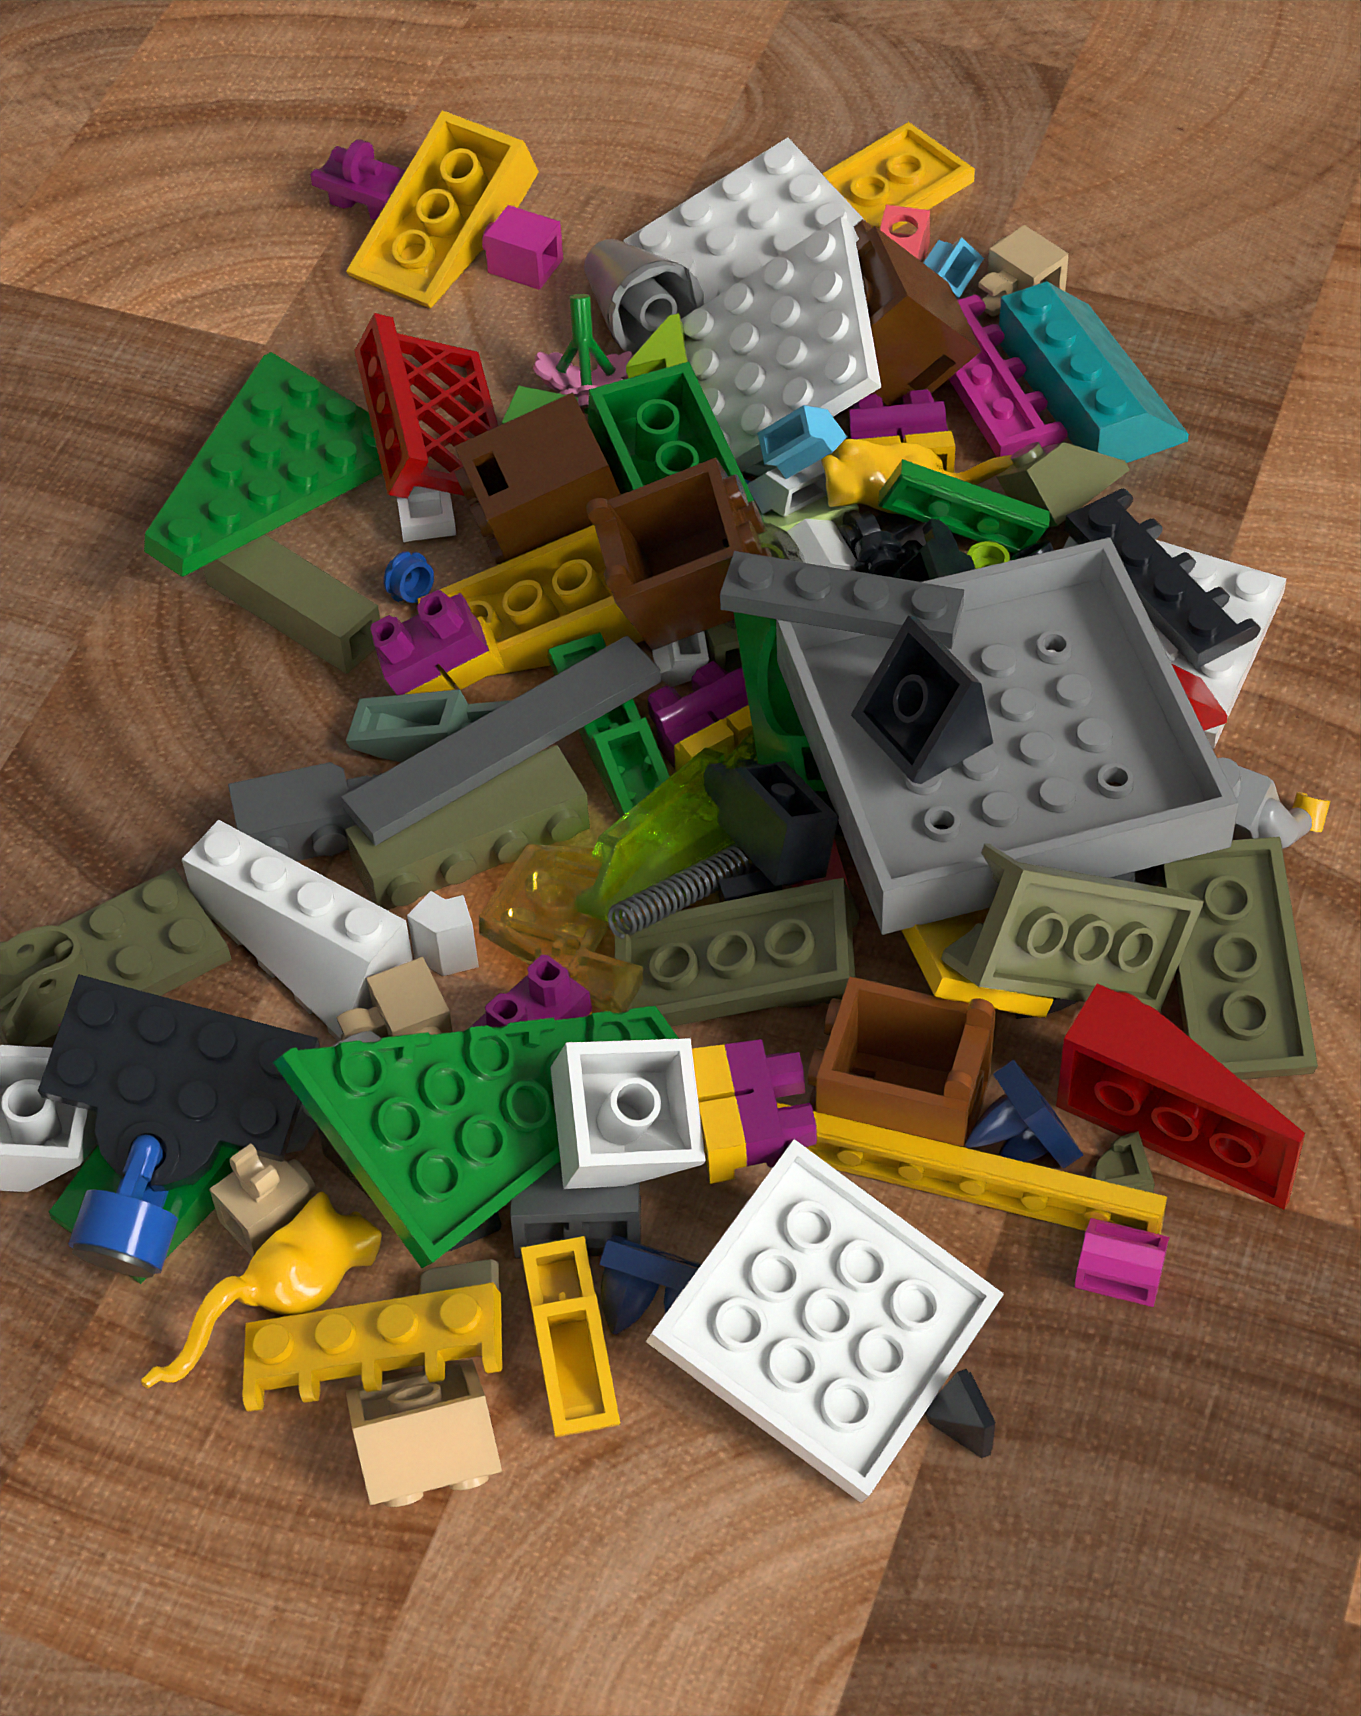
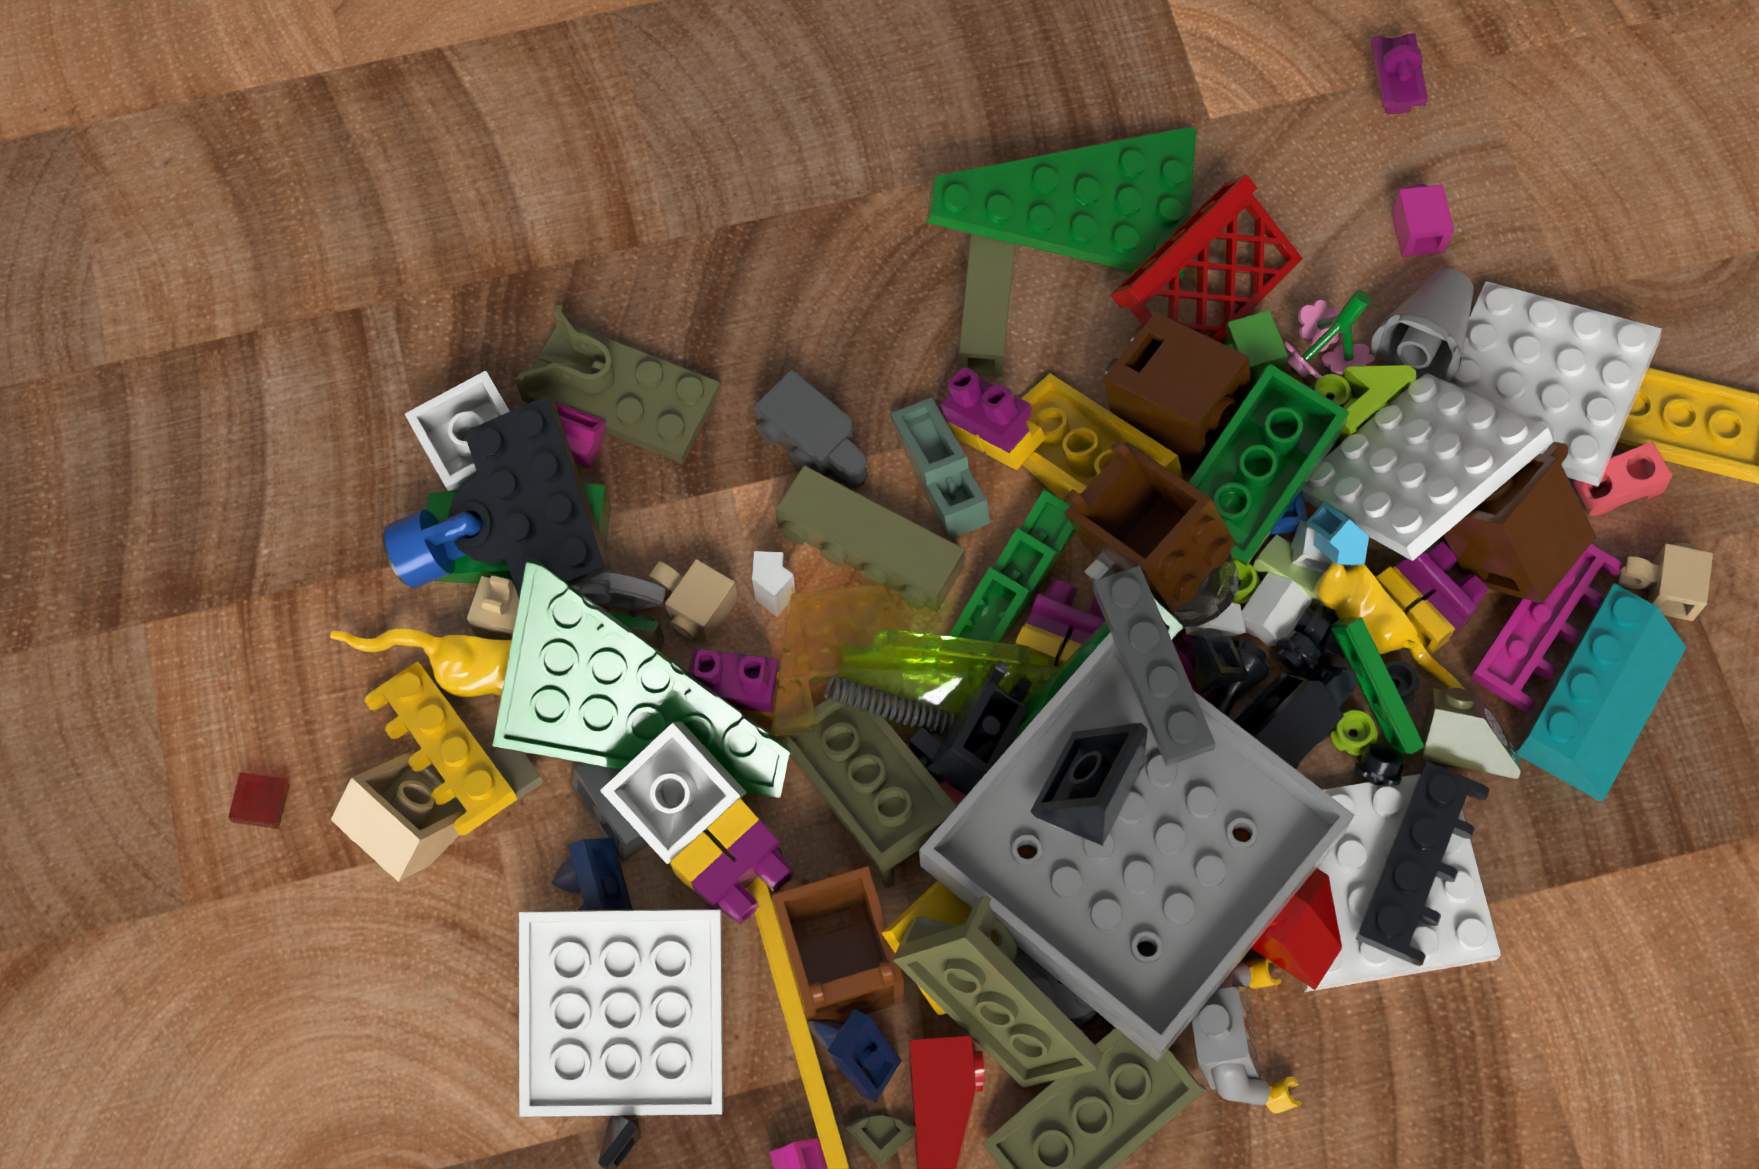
camera: 55 degrees right, 15 degrees up
(274, 1588) = (259, 800): none -> clear red tile
(296, 922) = (720, 497): white wedge -> none
(408, 577) = (1059, 355): blue plate -> none
(426, 514) = (1116, 327): white plate -> none
(442, 208) = (1420, 140): yellow slope -> none
(500, 740) = (941, 513): dark grey tile -> none
(570, 1337) = (523, 858): yellow slope -> none
(954, 263) = (1630, 525): medium azure piece -> none

